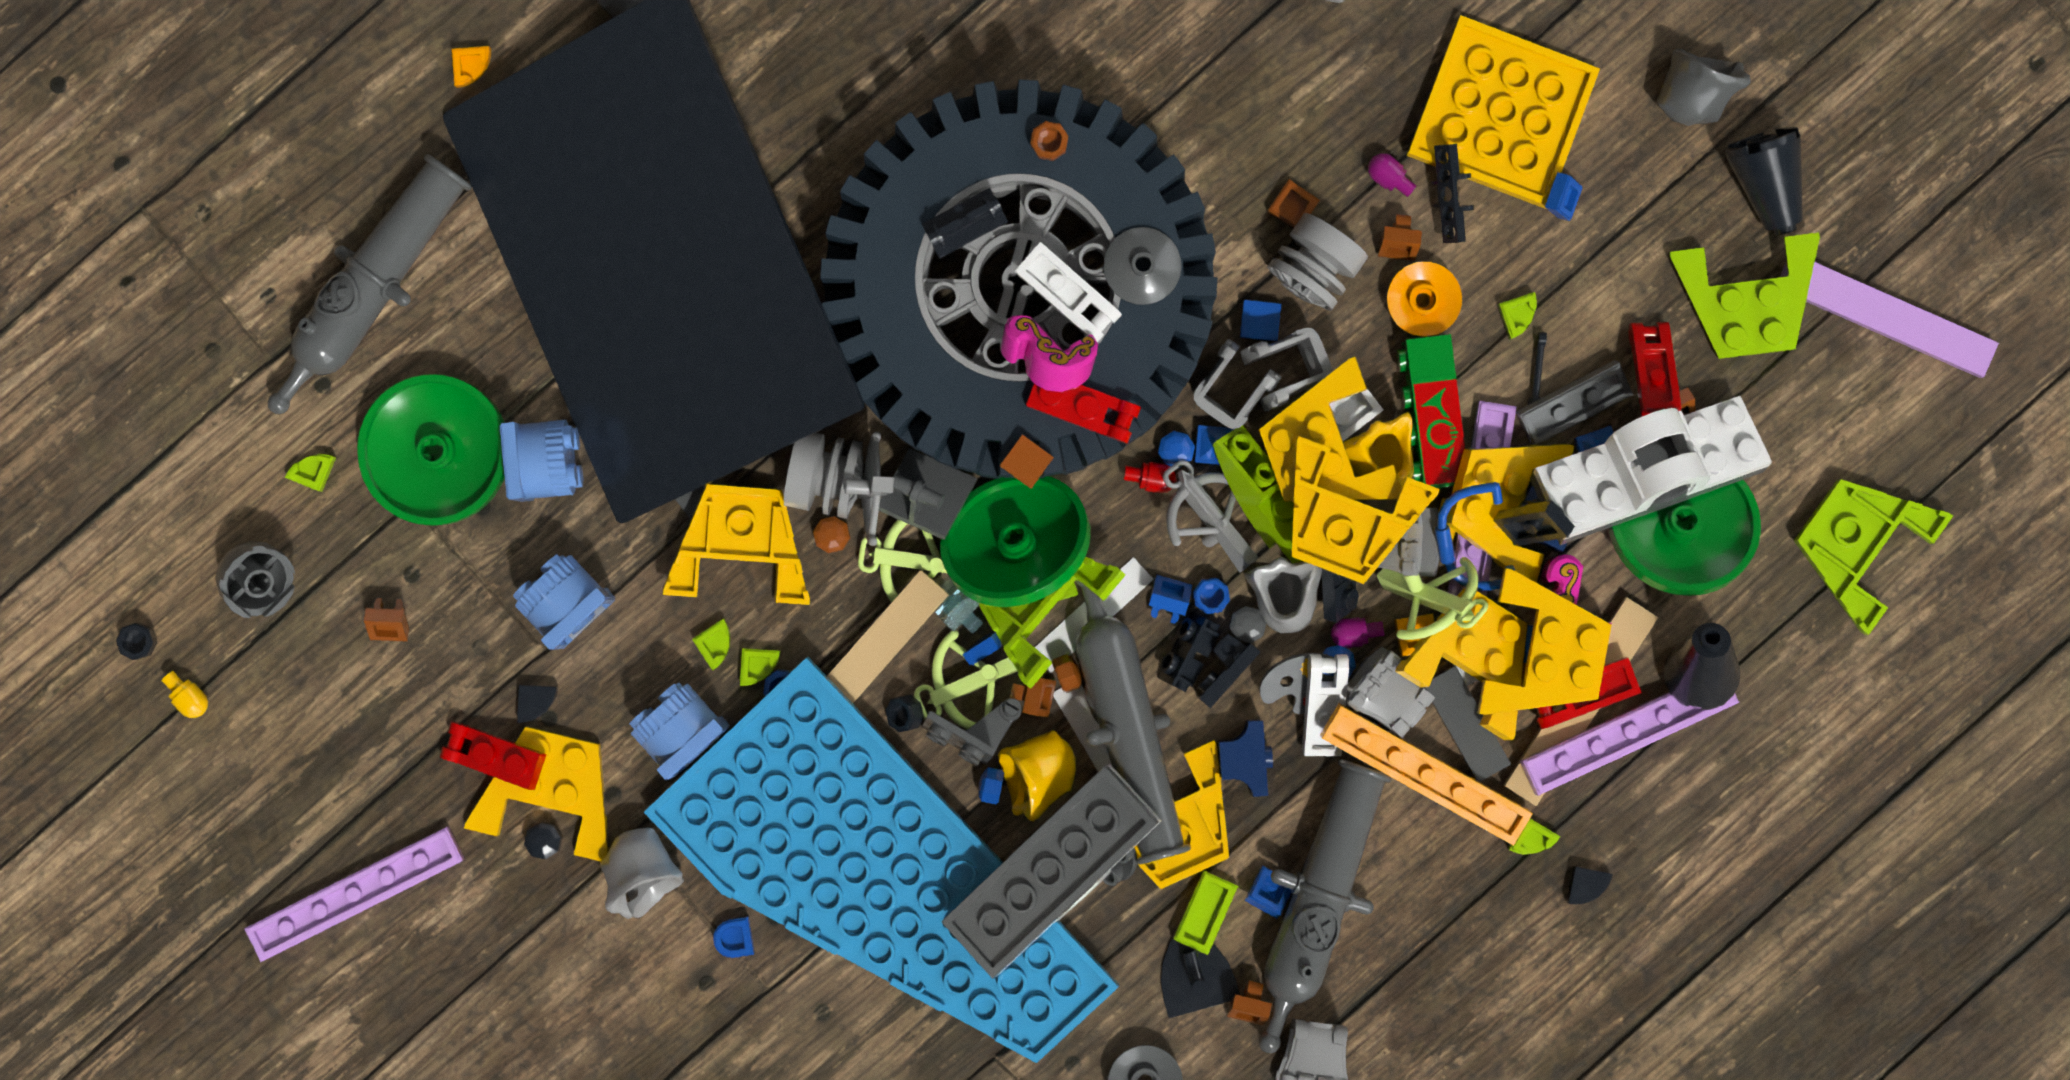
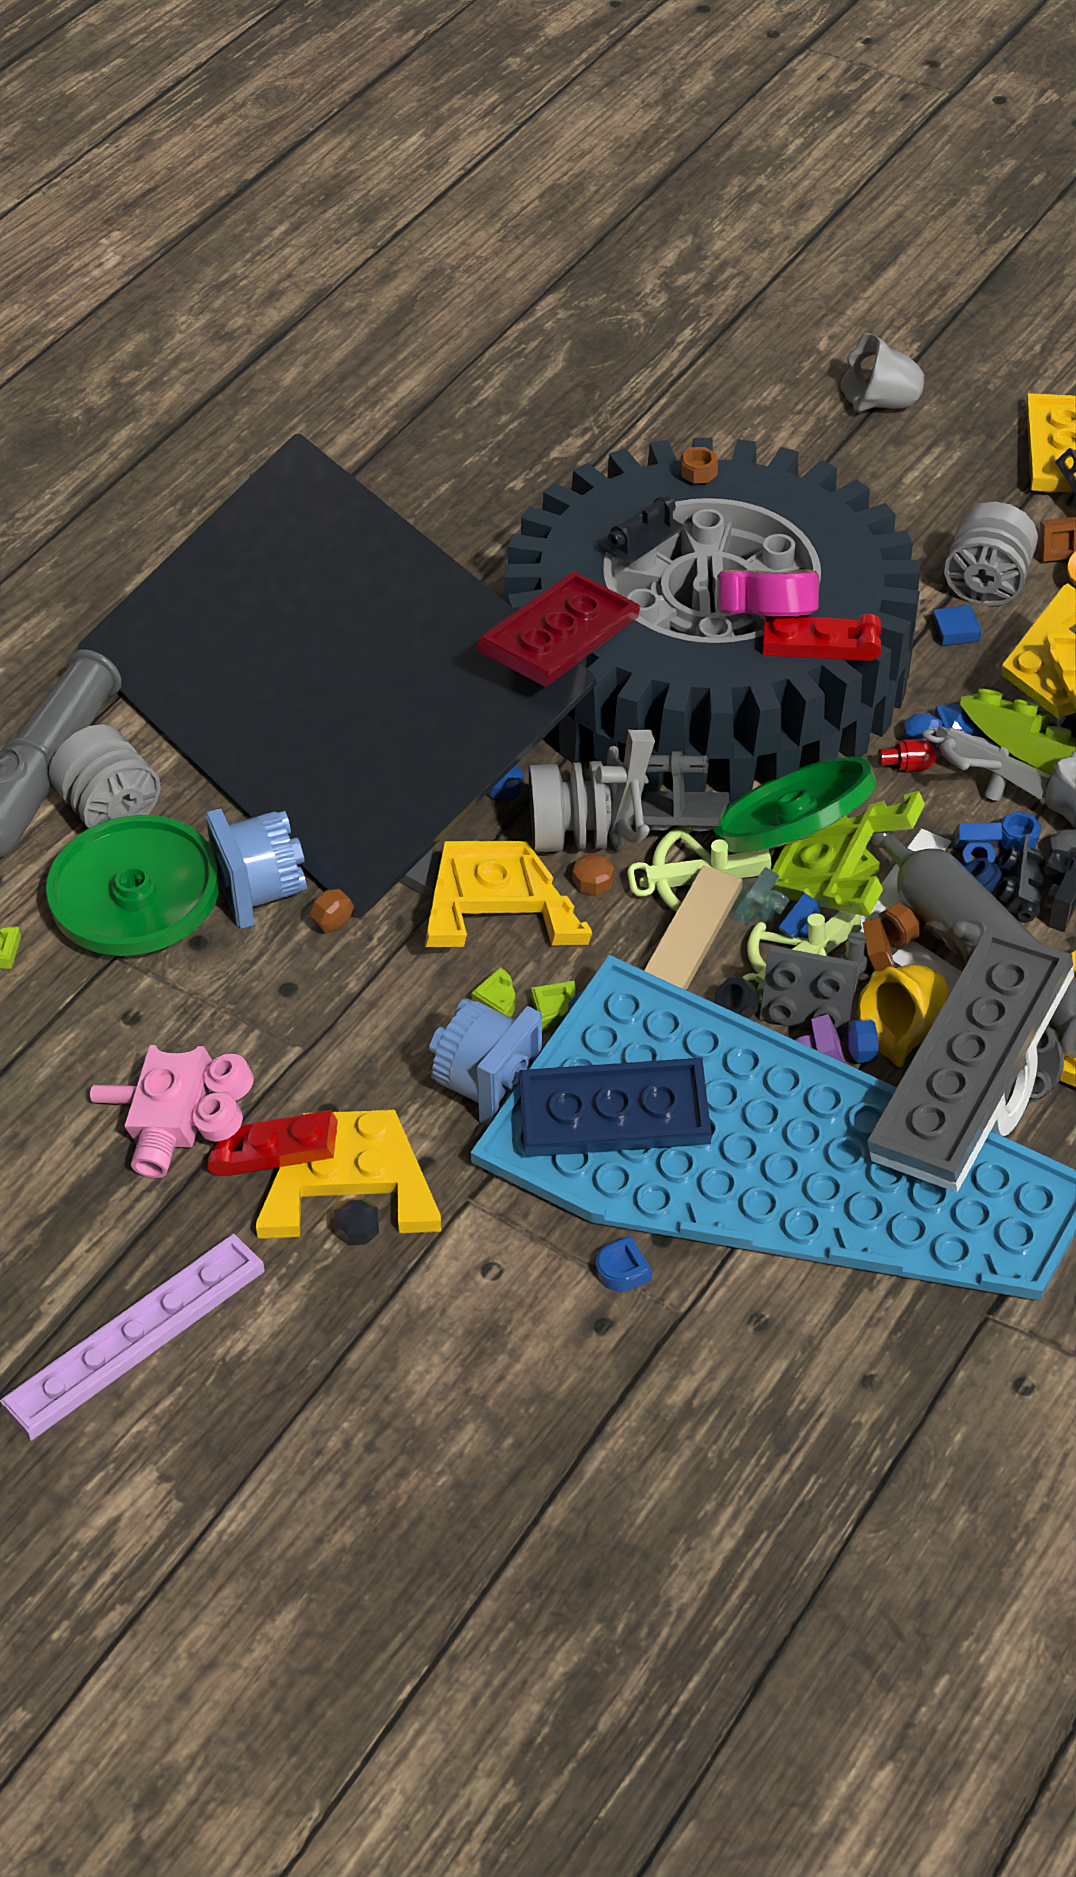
camera: 15 degrees left, 40 degrees down
(386, 623) = (114, 1052): dark orange tile -> none
(419, 696) = (175, 1103): none -> bright pink piece
(430, 326) = (103, 776): none -> light grey wheel
(469, 64) = (94, 608): light orange tile -> none
(534, 701) = (307, 1090): black tile -> none
(562, 601) = (318, 974): medium blue piece -> none
(597, 520) = (331, 910): none -> dark orange tile
(641, 869) = (489, 1211): light grey piece -> none
(764, 810) = (614, 1107): none -> dark blue tile
(847, 339) = (558, 628): none -> dark red tile
(958, 785) = (825, 1038): none -> medium lavender tile
(1026, 461) = (784, 688): dark orange tile -> none
(1066, 291) = (756, 552): white plate -> none
(1140, 286) = (829, 535): dark grey dish -> none
(1149, 634) = (985, 872): none -> dark blue plate
(1217, 411) = (968, 678): light grey piece -> none
(1292, 204) = (938, 542): dark orange tile -> none
(1313, 355) = (992, 622): light grey piece -> none
(1390, 174) = (1025, 500): magenta cylinder -> none

